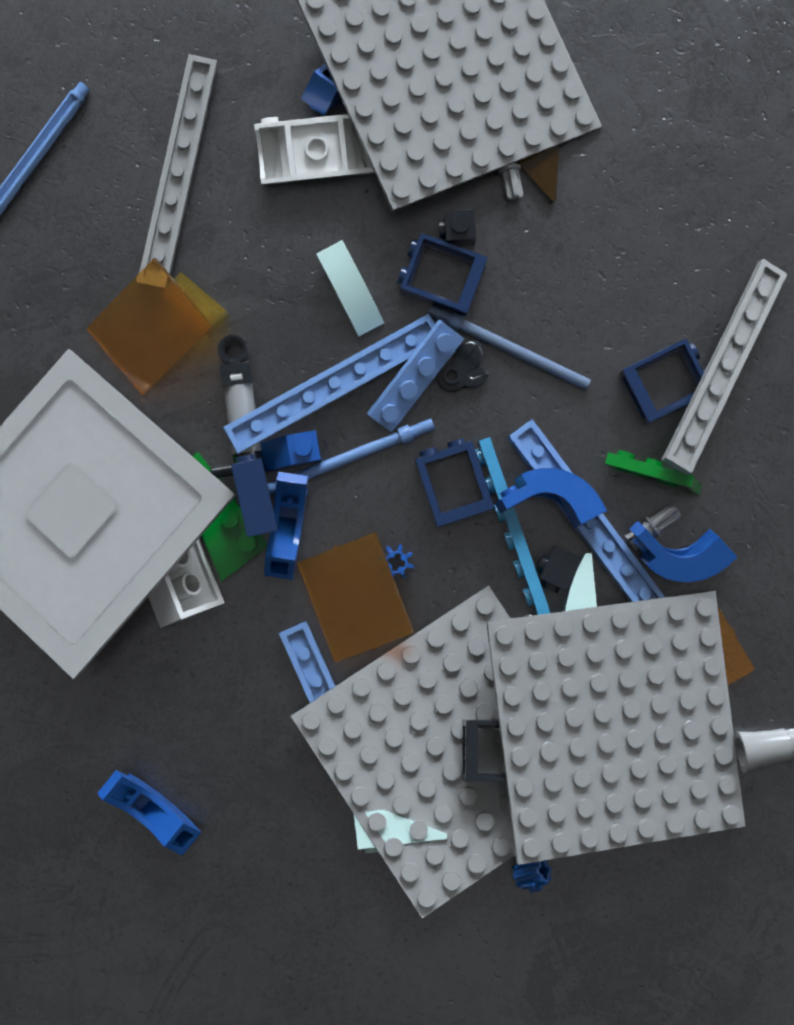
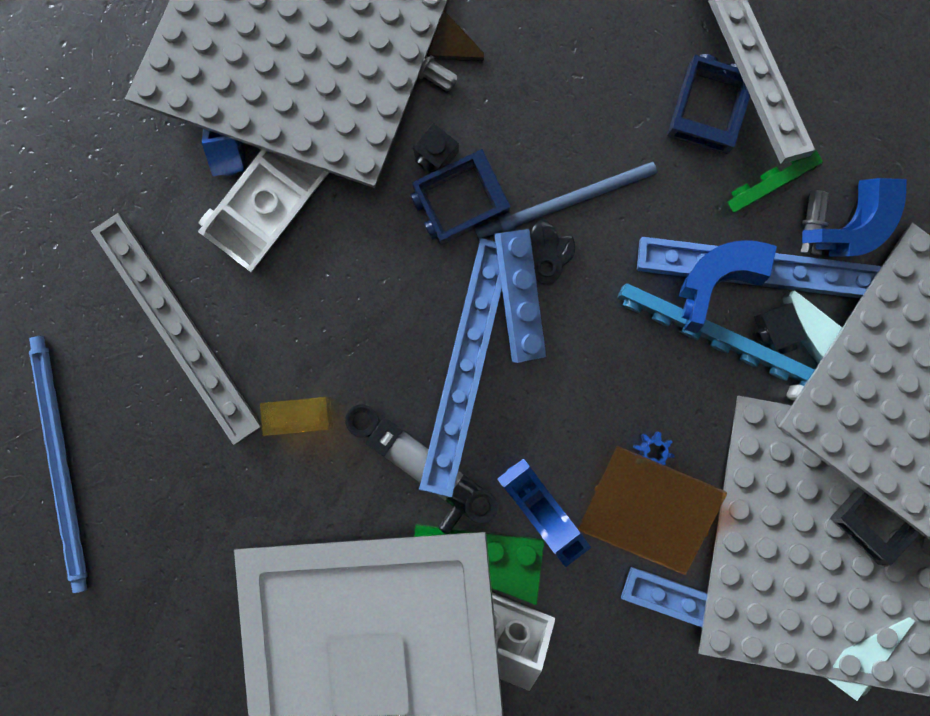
camera: 50 degrees left, 0 degrees up
(149, 326) = (279, 469): clear orange piece -> none
(253, 495) = (501, 518): dark blue window -> none
(291, 451) = (486, 451): blue slope -> none
(350, 288) = (400, 280): light aqua slope -> none
(404, 435) = (557, 347): medium blue bar -> none
(454, 447) = (663, 361): dark blue window -> none

